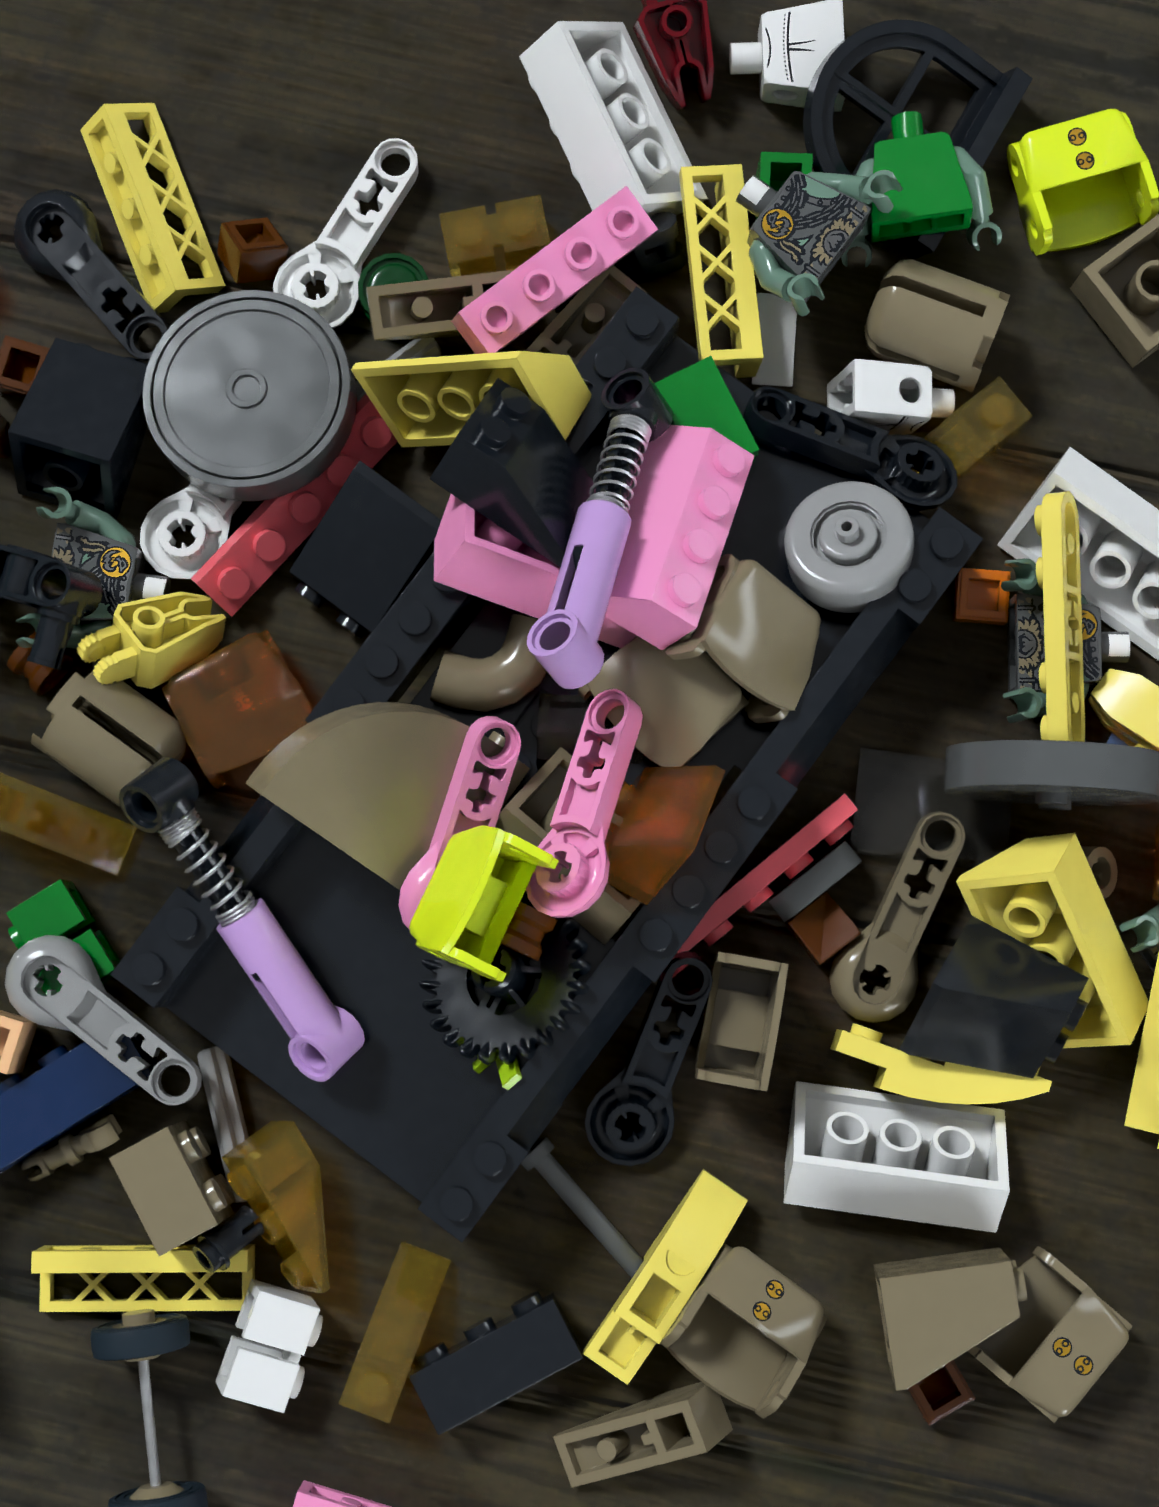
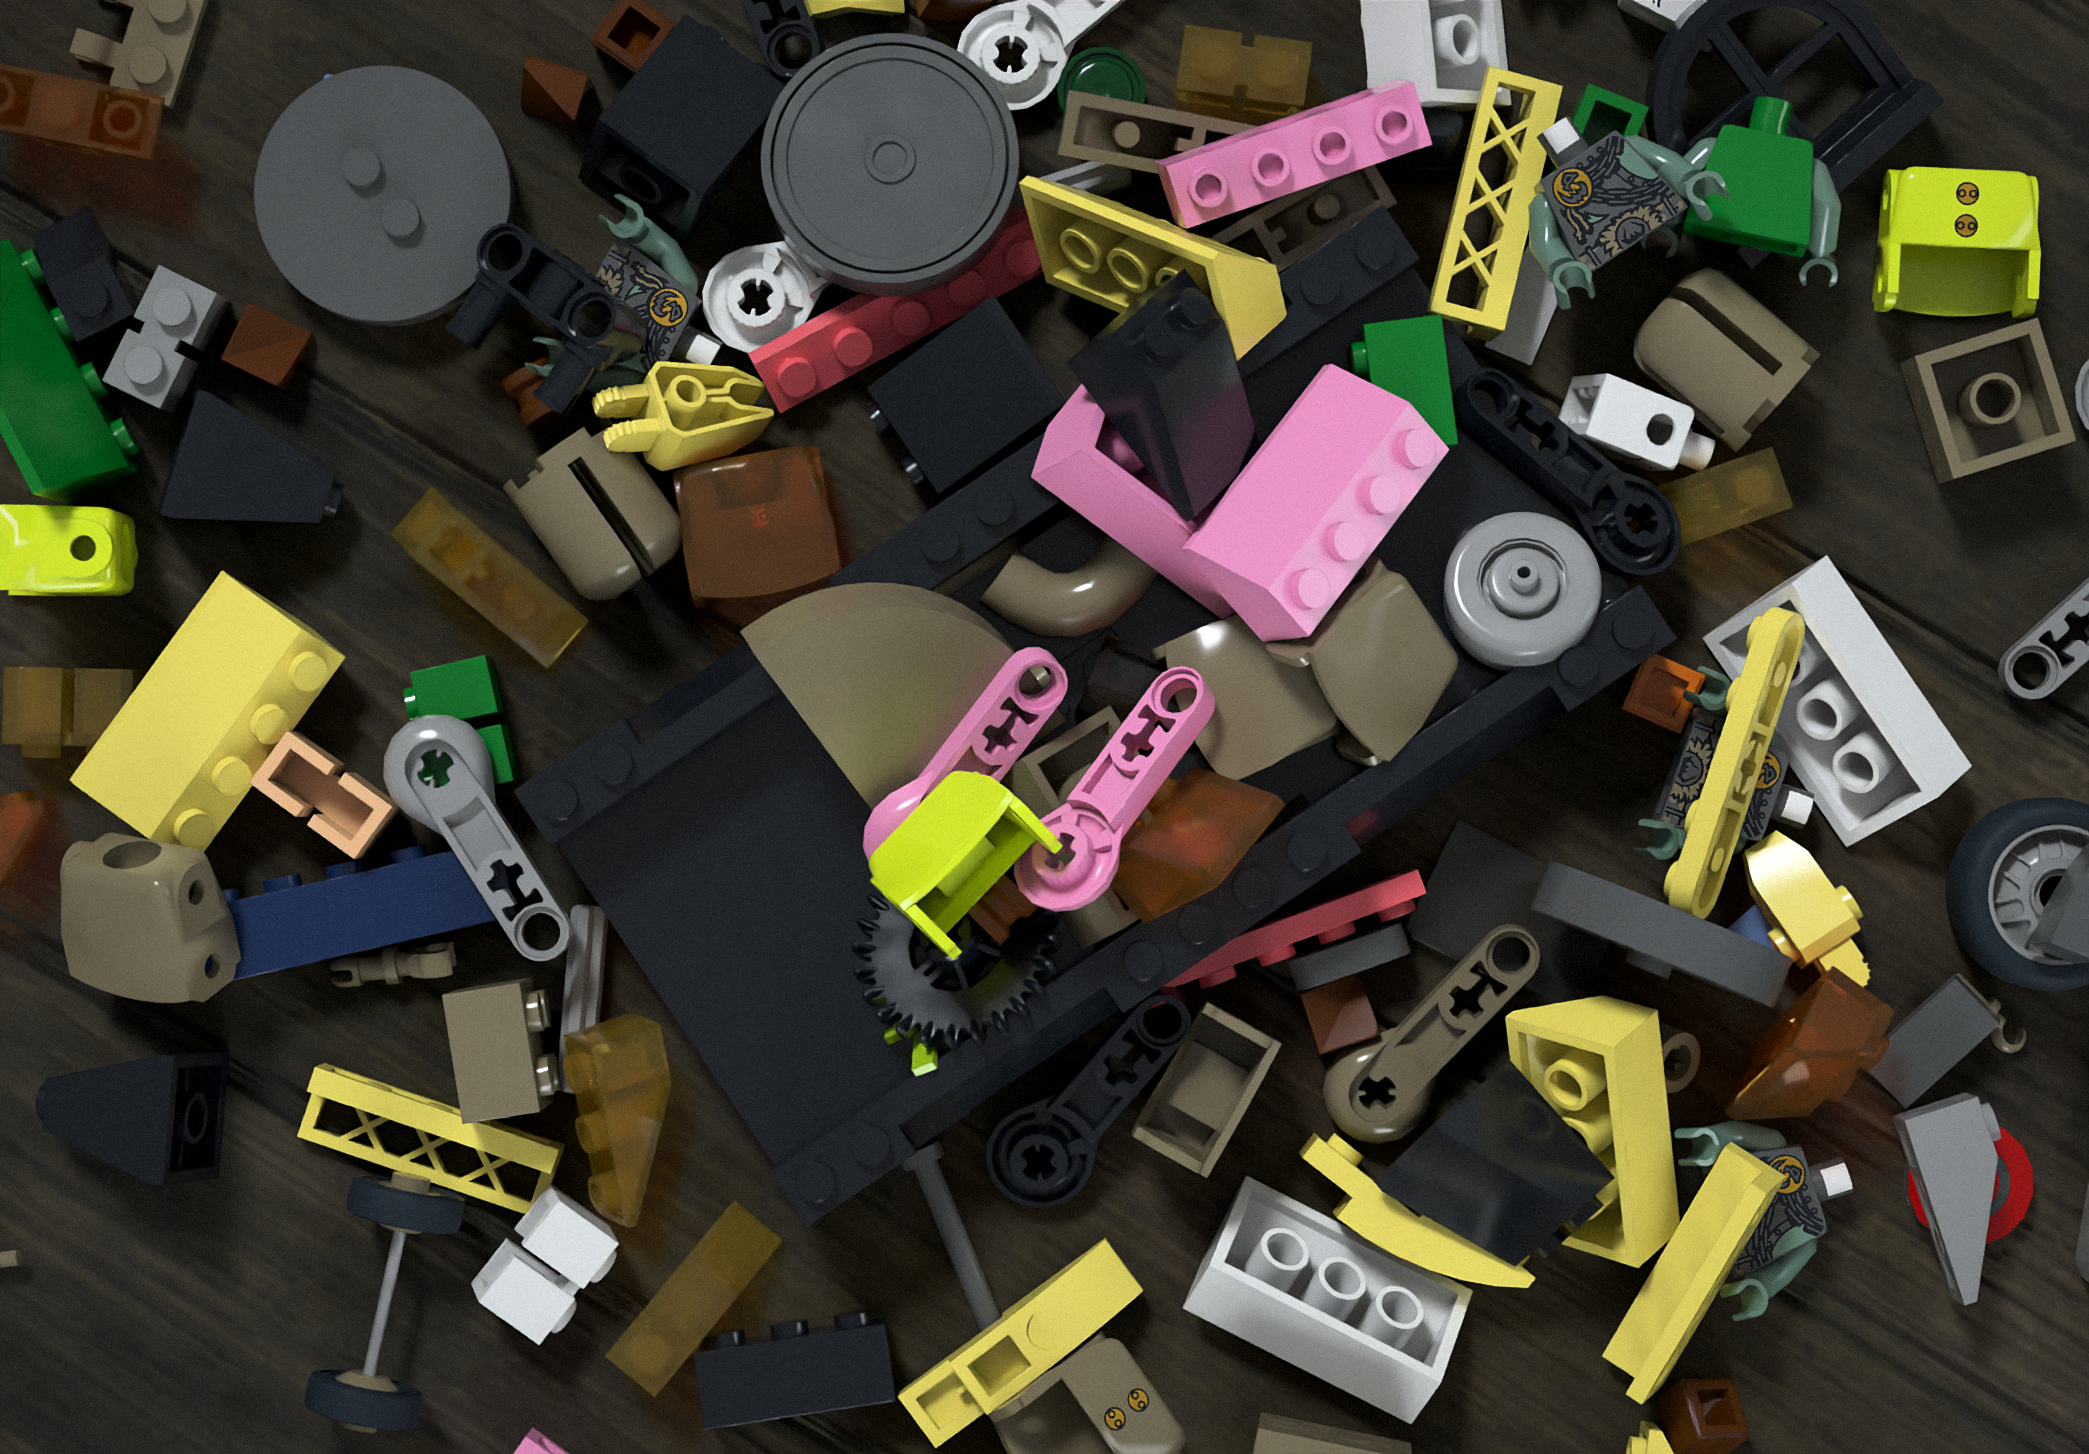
camera: 25 degrees right, 5 degrees up
(227, 1240) = (529, 1135): black pin -> none
(319, 1032) = (726, 936): piece -> none
(569, 631) = (1160, 600): lavender piece -> none

